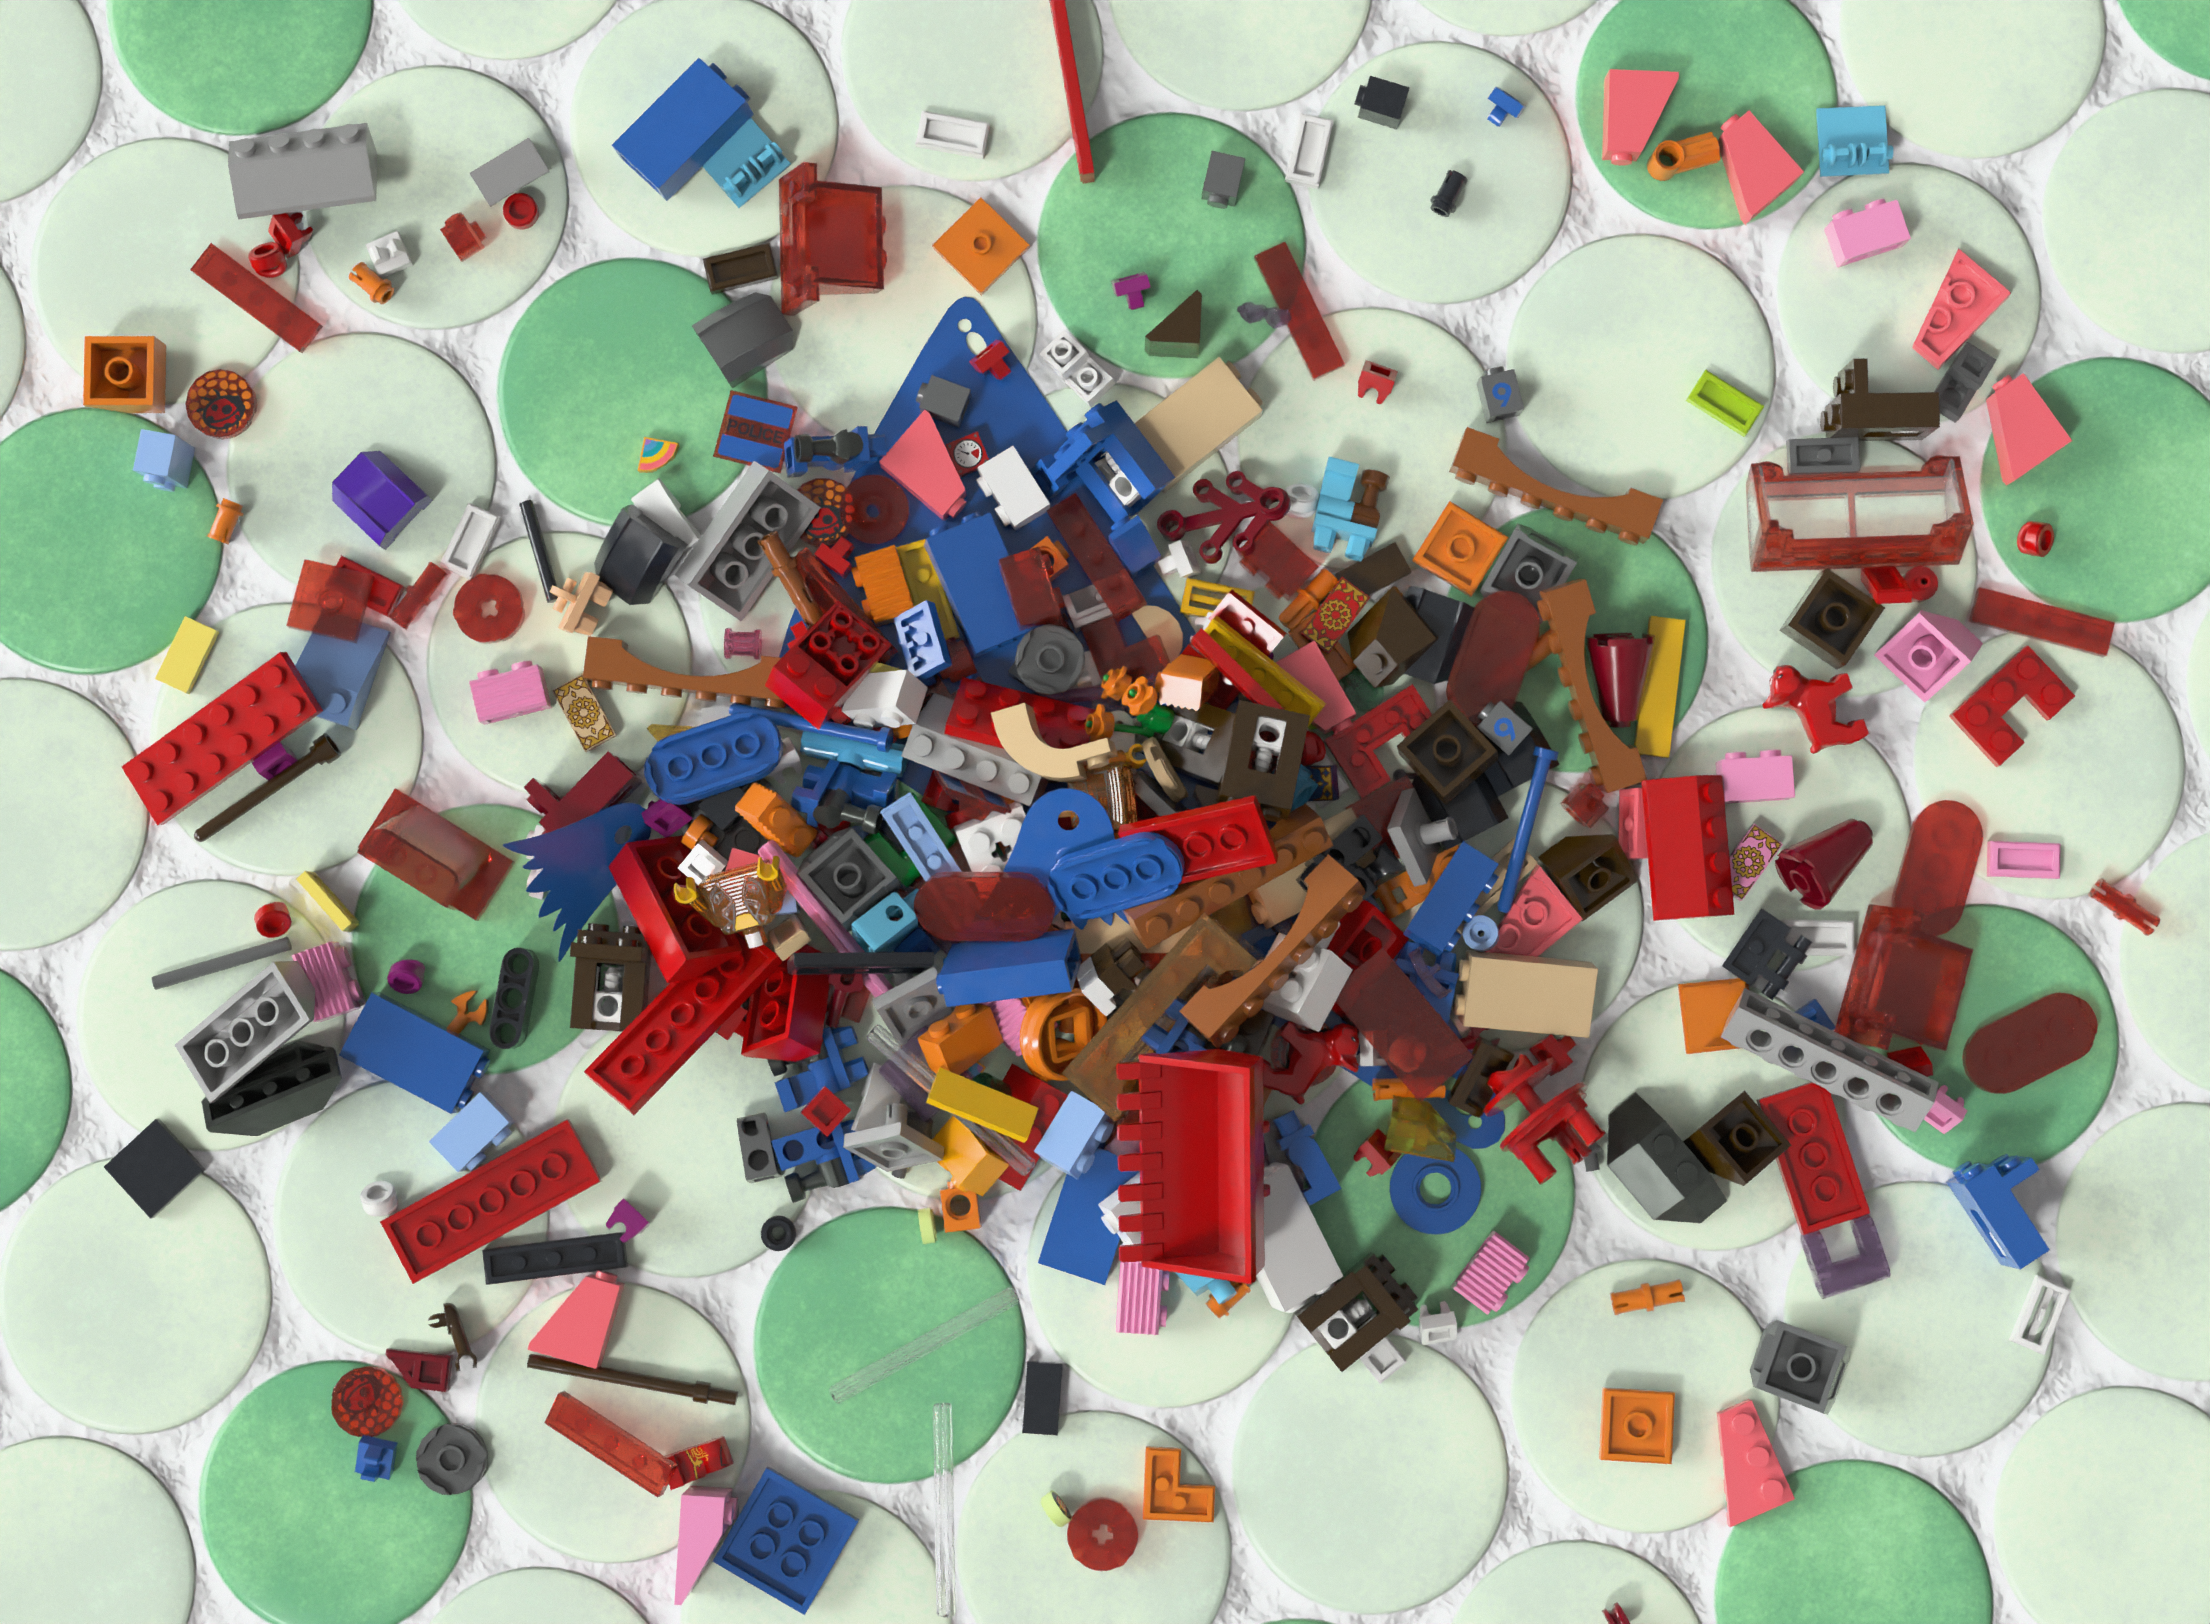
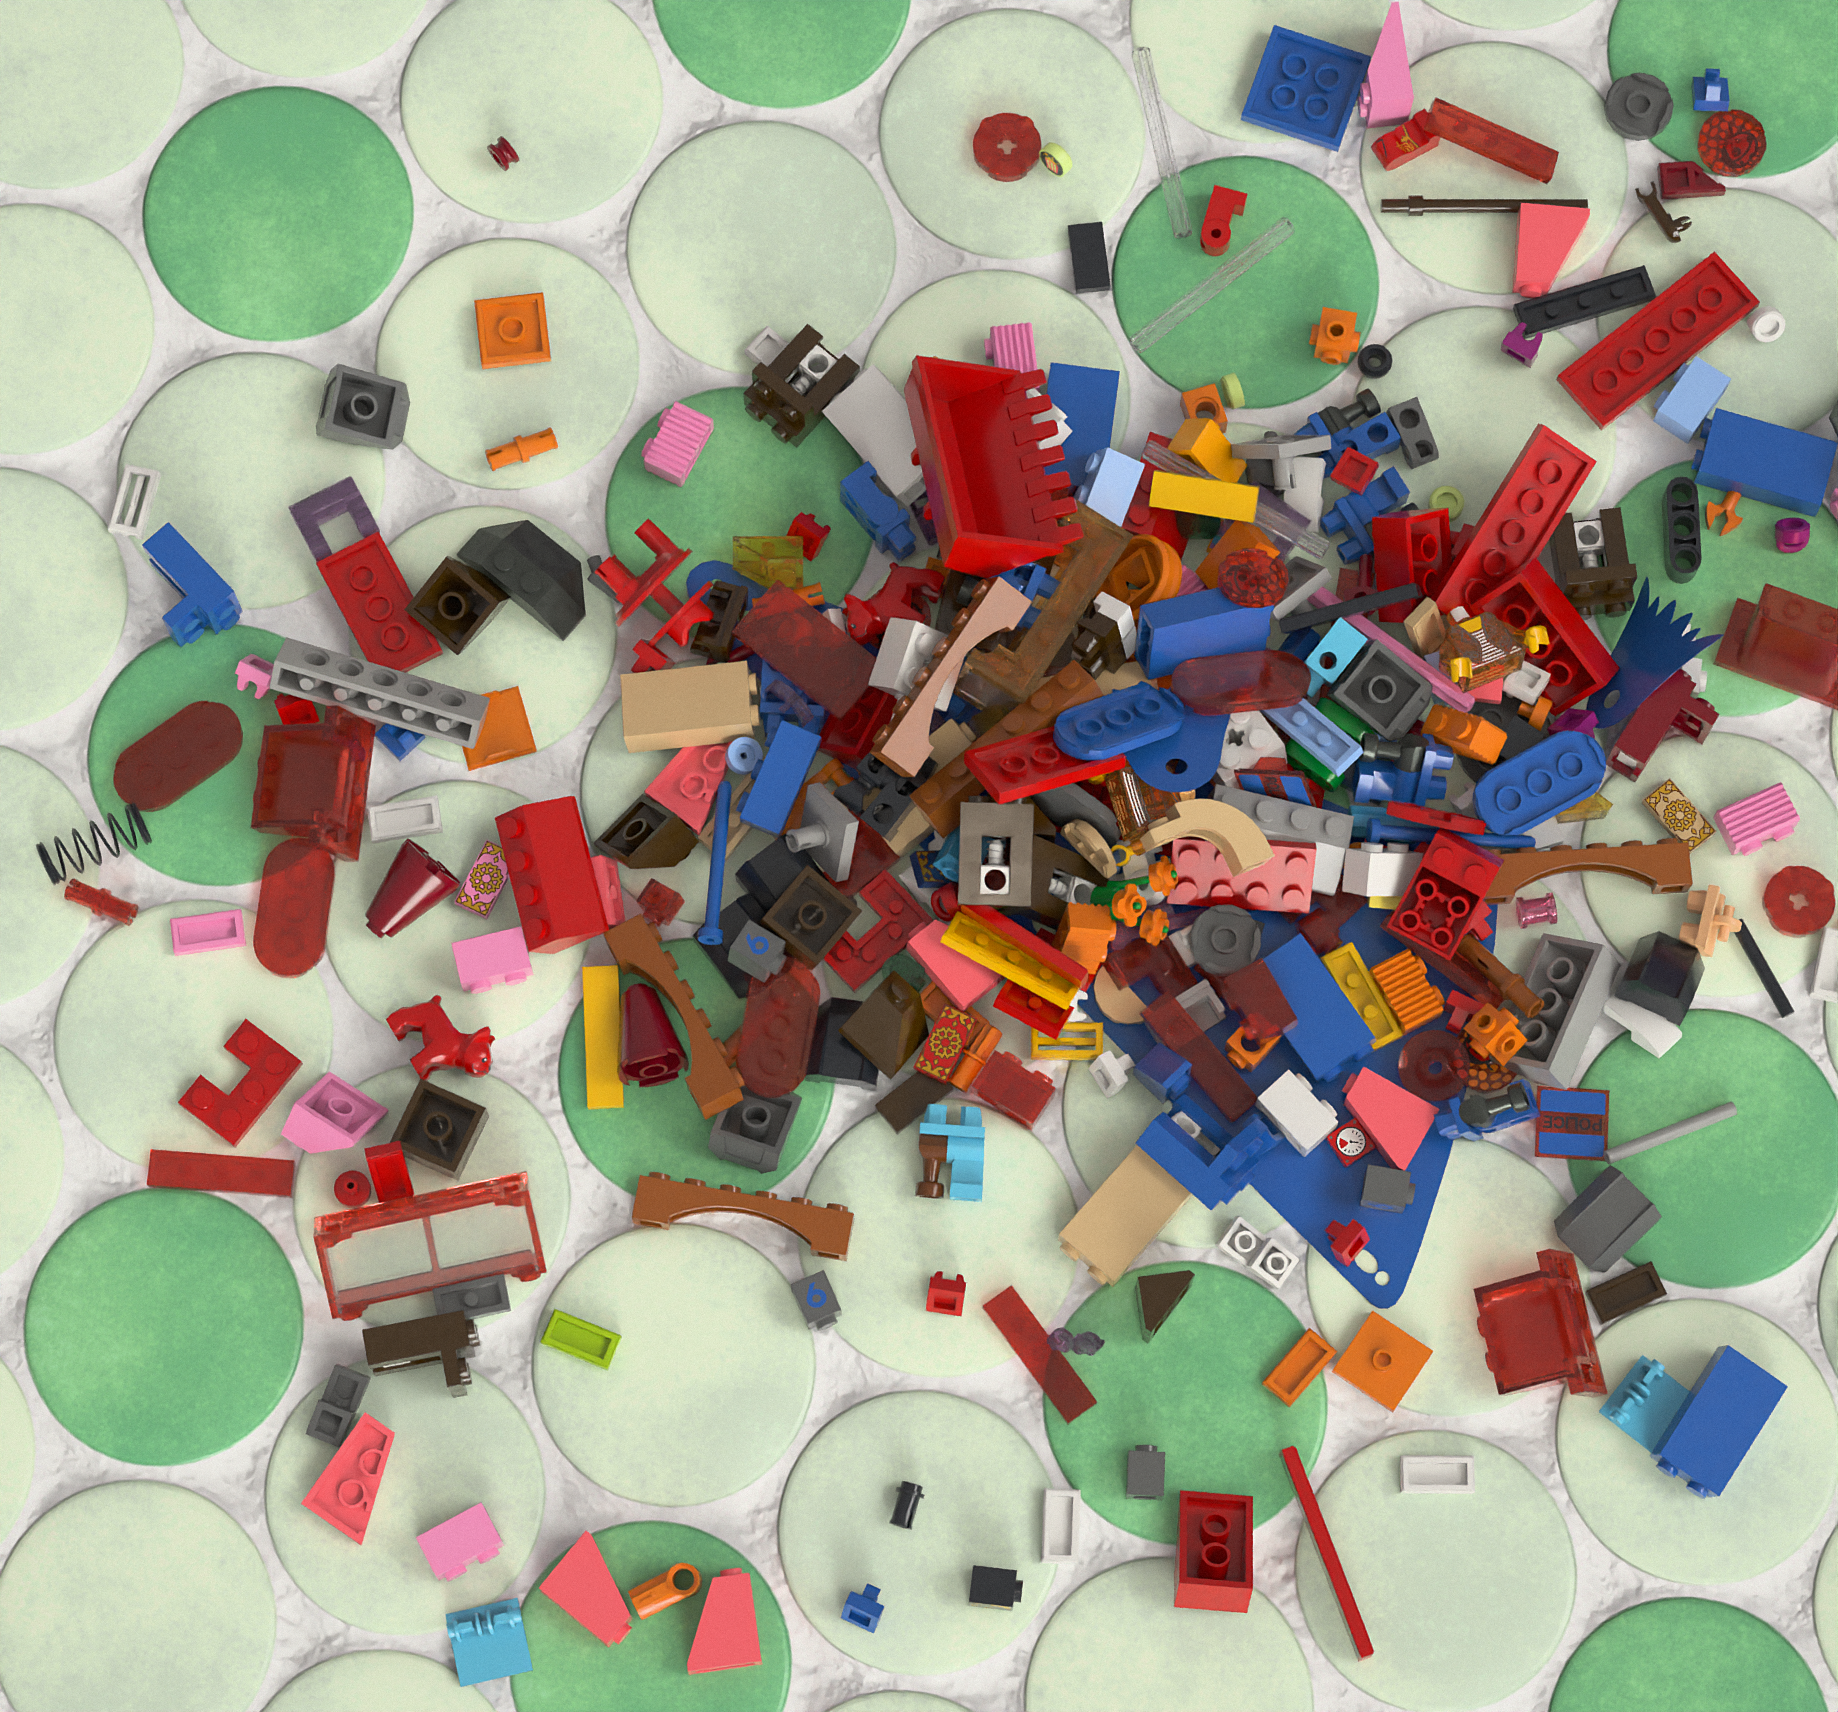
camera: 170 degrees right, 10 degrees down
(656, 454) = (1667, 1086): tile -> none
(664, 406) = (1670, 1132): none -> light grey piece
(739, 1071) = (1447, 498): none -> yellowish green tile
(804, 1272) = (1335, 336): none -> orange brick
(811, 520) = (1495, 1034): none -> orange brick
(821, 736) = (1436, 817): none -> red tile
(909, 1401) = (1216, 226): none -> red leg
(922, 642) = (1356, 935): bracket -> none
(953, 1004) = (1252, 578): none -> clear red tile
(1059, 255) = (1299, 1367): none -> orange tile
(1131, 288) = (1218, 1342): magenta tile -> none
(1165, 1495) = (950, 189): orange tile -> none
(1173, 99) = (1214, 1552): none -> red slope
(1229, 515) = (1070, 1122): dark red plant -> none
(1303, 500) = (1002, 1157): white tile -> none
(1435, 1217) = (743, 487): blue piece -> none
(1437, 1327) = (720, 385): white tile -> none
(1460, 549) = (829, 1137): orange plate -> none
(1750, 1466) = (397, 316): coral wing -> none
(1758, 947) = (464, 795): black plate -> none
(2022, 427) = (268, 1364): coral slope -> none
(2035, 538) = (239, 1255): red tile -> none
(2167, 935) = (52, 871): none -> black piece

